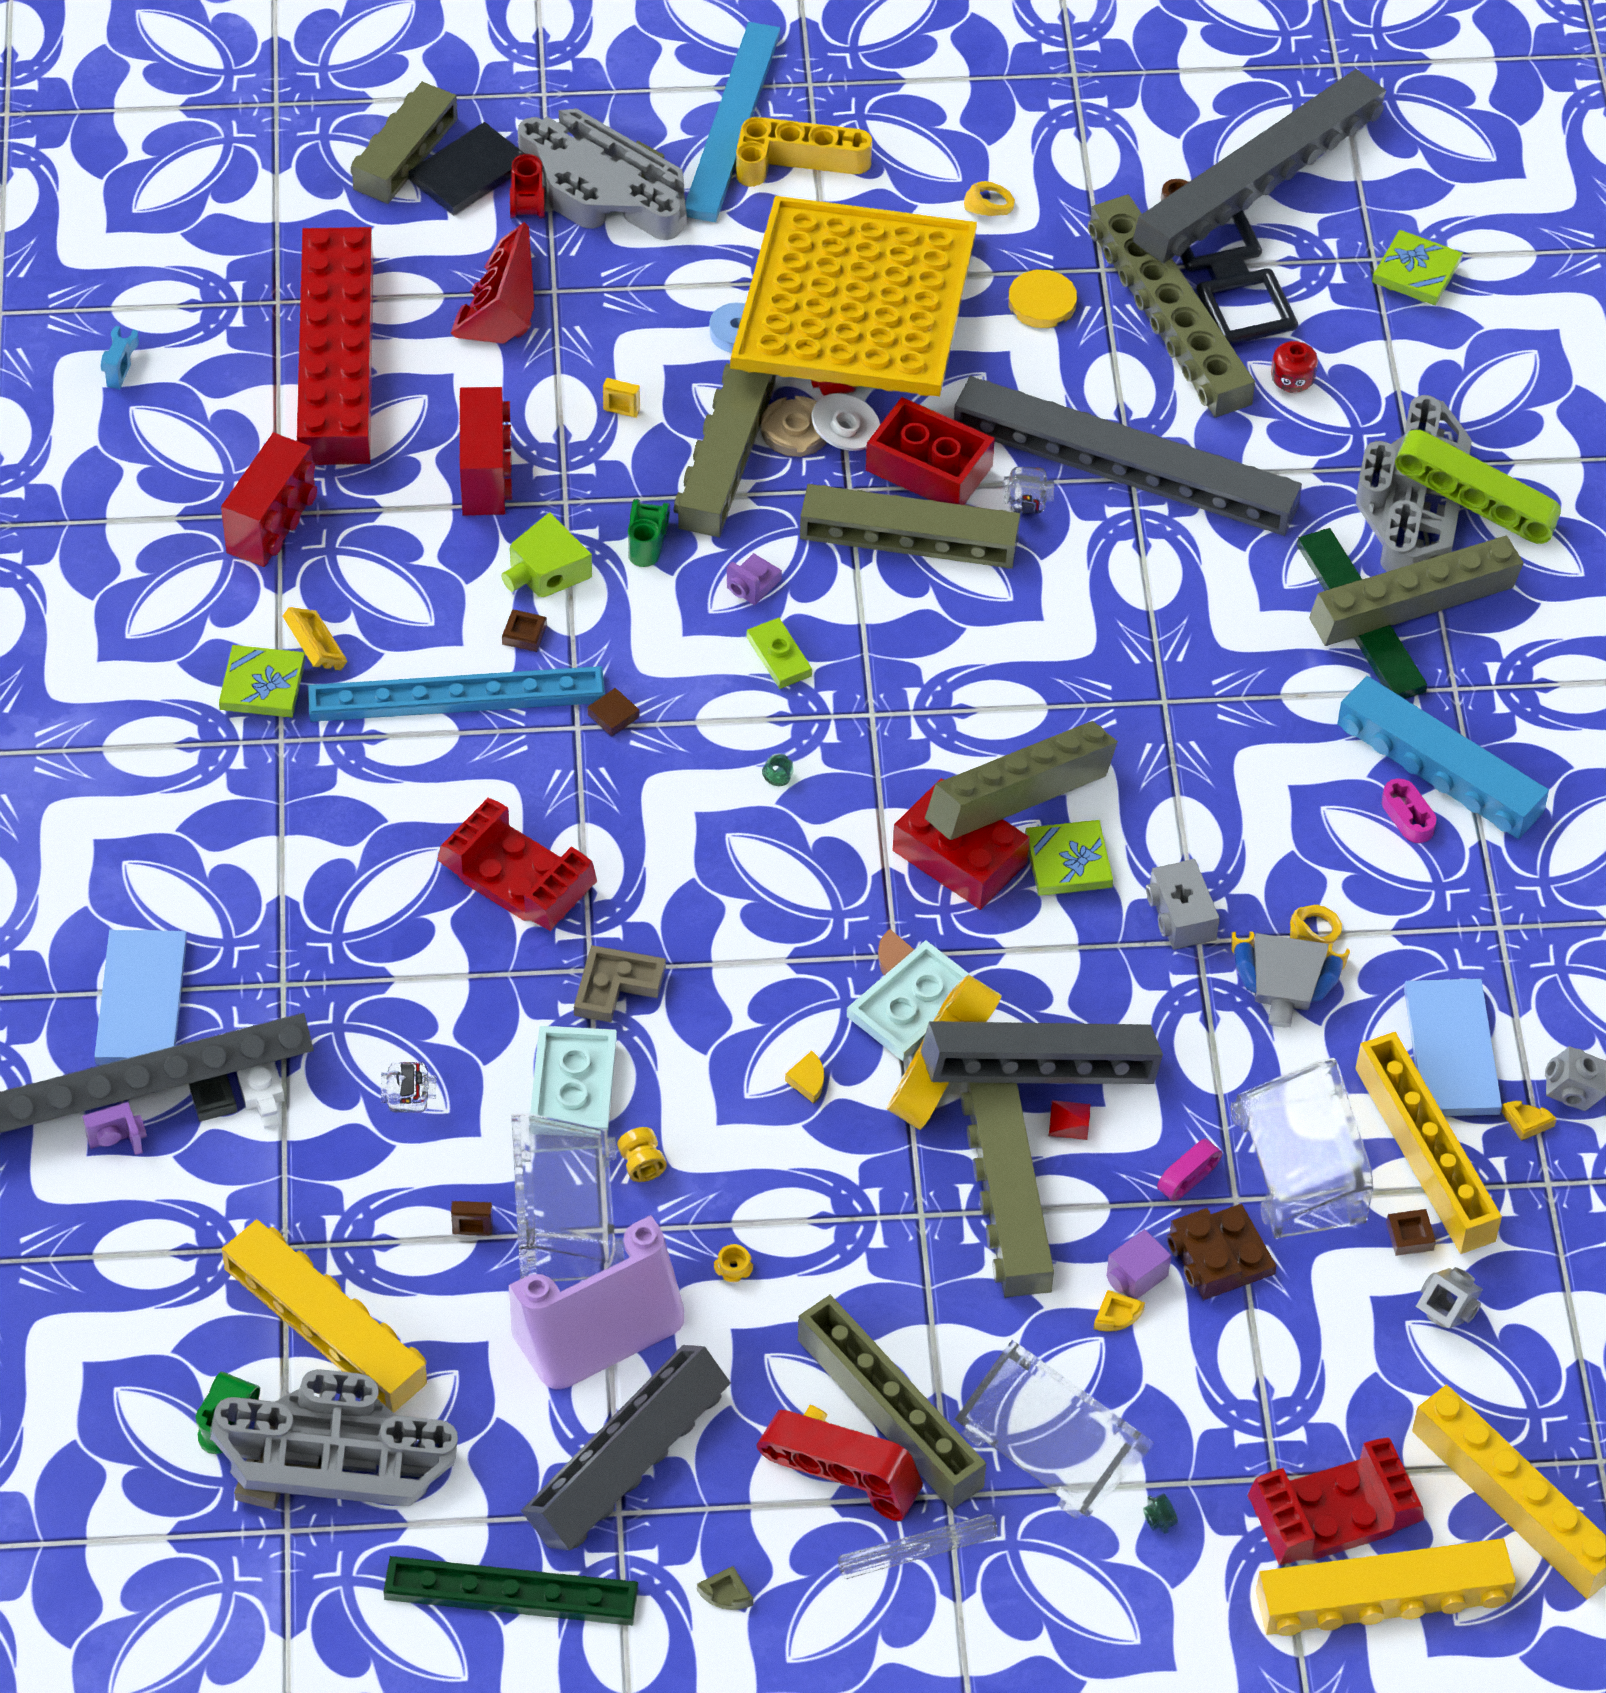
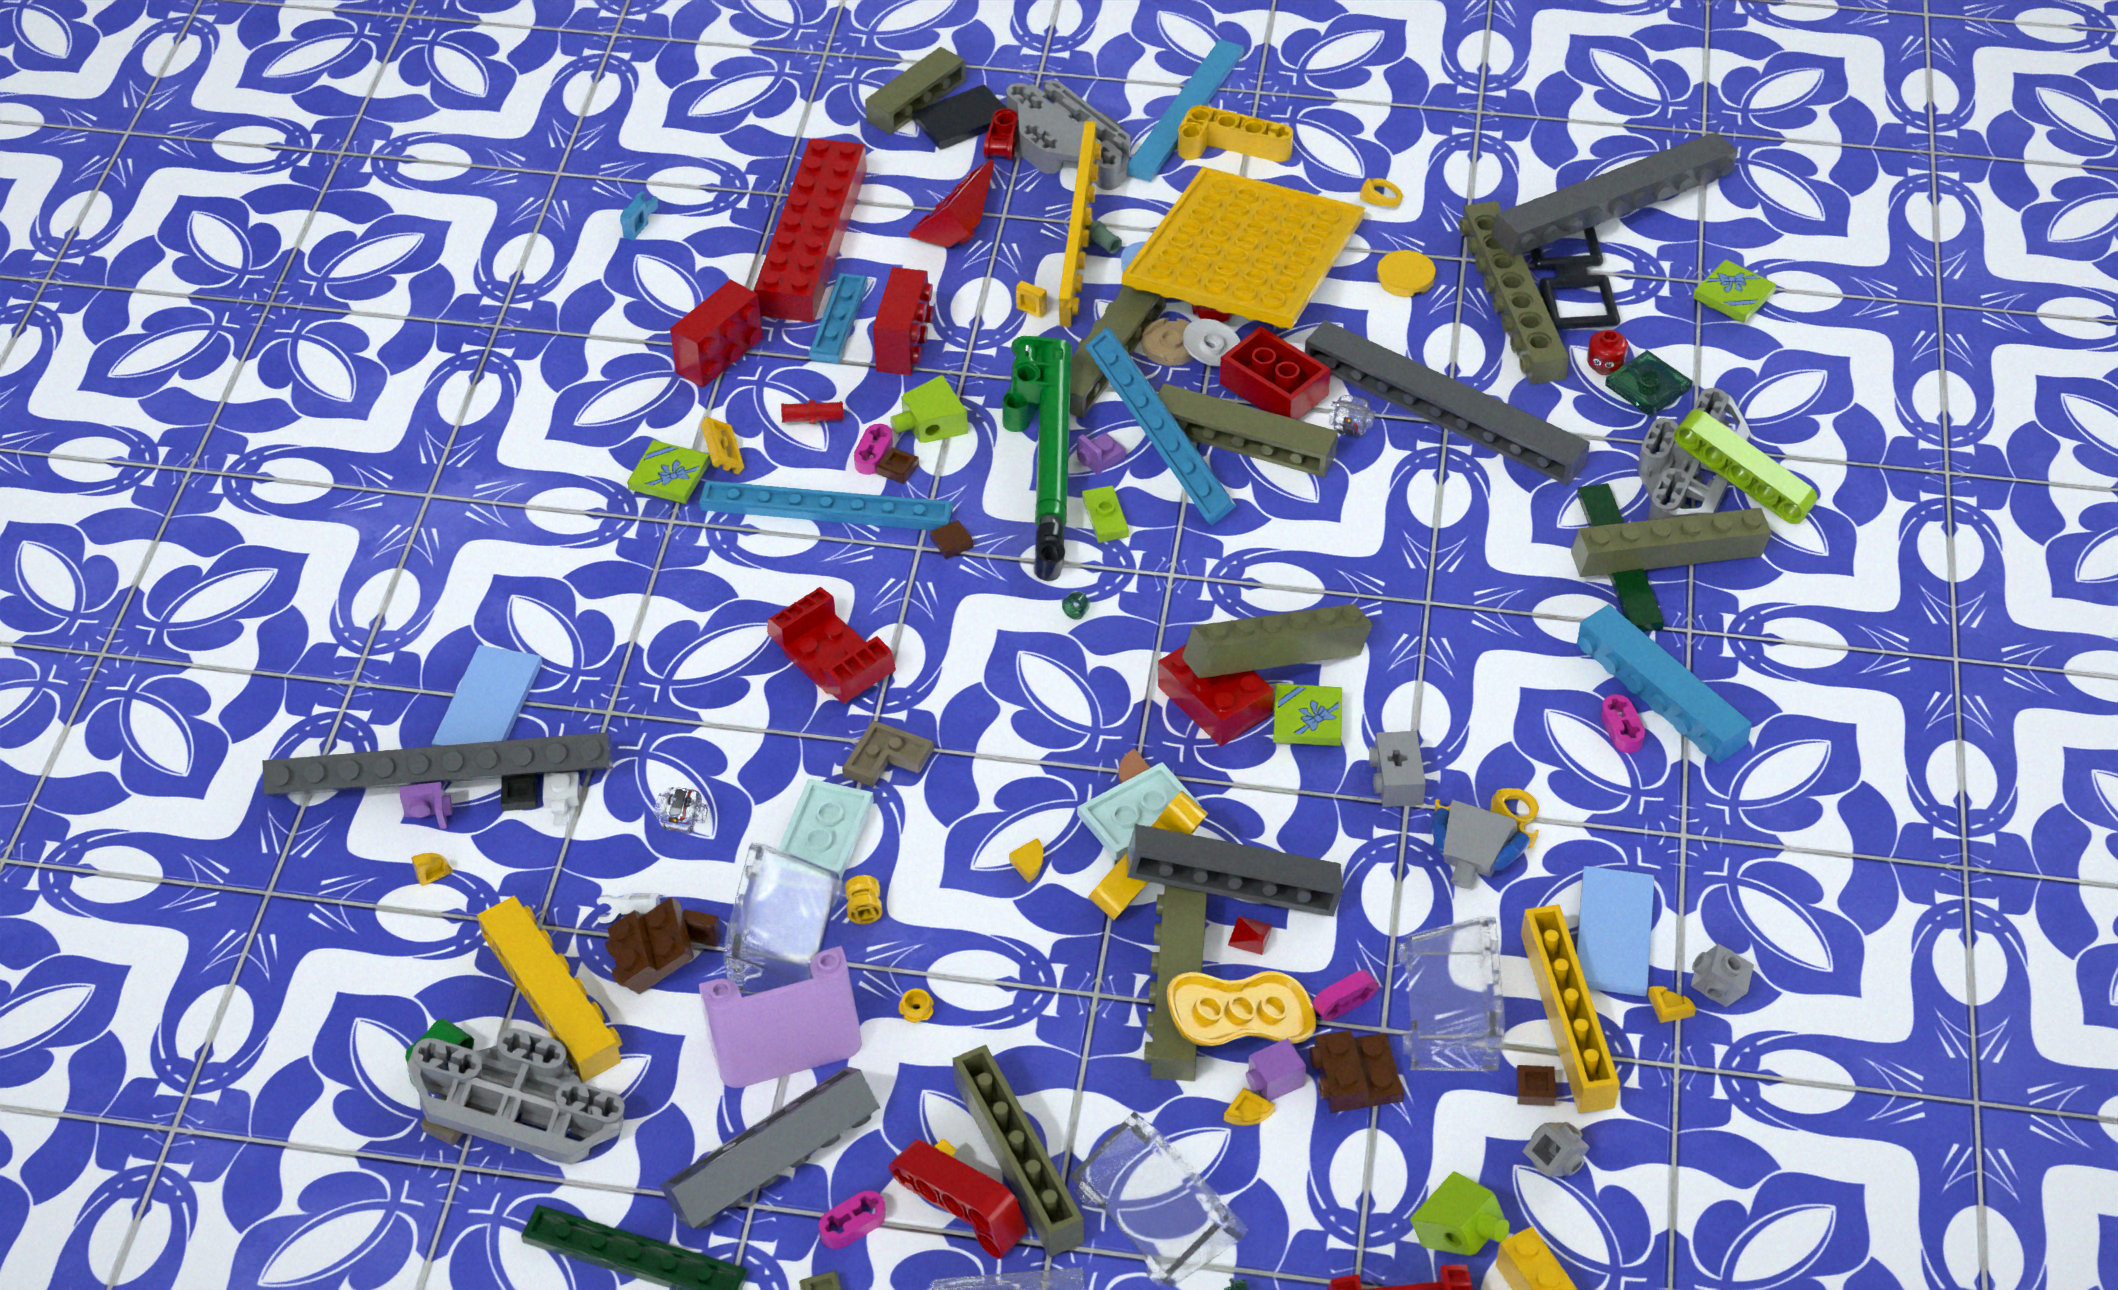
camera: 15 degrees right, 5 degrees down
(143, 1203) = (430, 867): none -> yellow tile
(393, 1205) = (626, 904): none -> white plate
(399, 454) = (838, 318): none -> dark azure tile
(406, 580) = (812, 412): none -> red pin
(424, 1249) = (649, 945): none -> reddish brown plate
(484, 614) = (867, 447): none -> dark pink beam
(655, 286) = (1080, 217): none -> yellow plate
(671, 299) = (1099, 234): none -> sand green pin
(676, 493) = (1045, 378): none -> green piece
(739, 1514) = (852, 1219): none -> dark pink beam
(817, 537) = (1160, 426): none -> dark azure tile
(1071, 1210) = (1220, 1010): none -> yellow plate
(1347, 397) = (1648, 383): none -> plate
(1369, 1388) = (1459, 1217): none -> lime torso

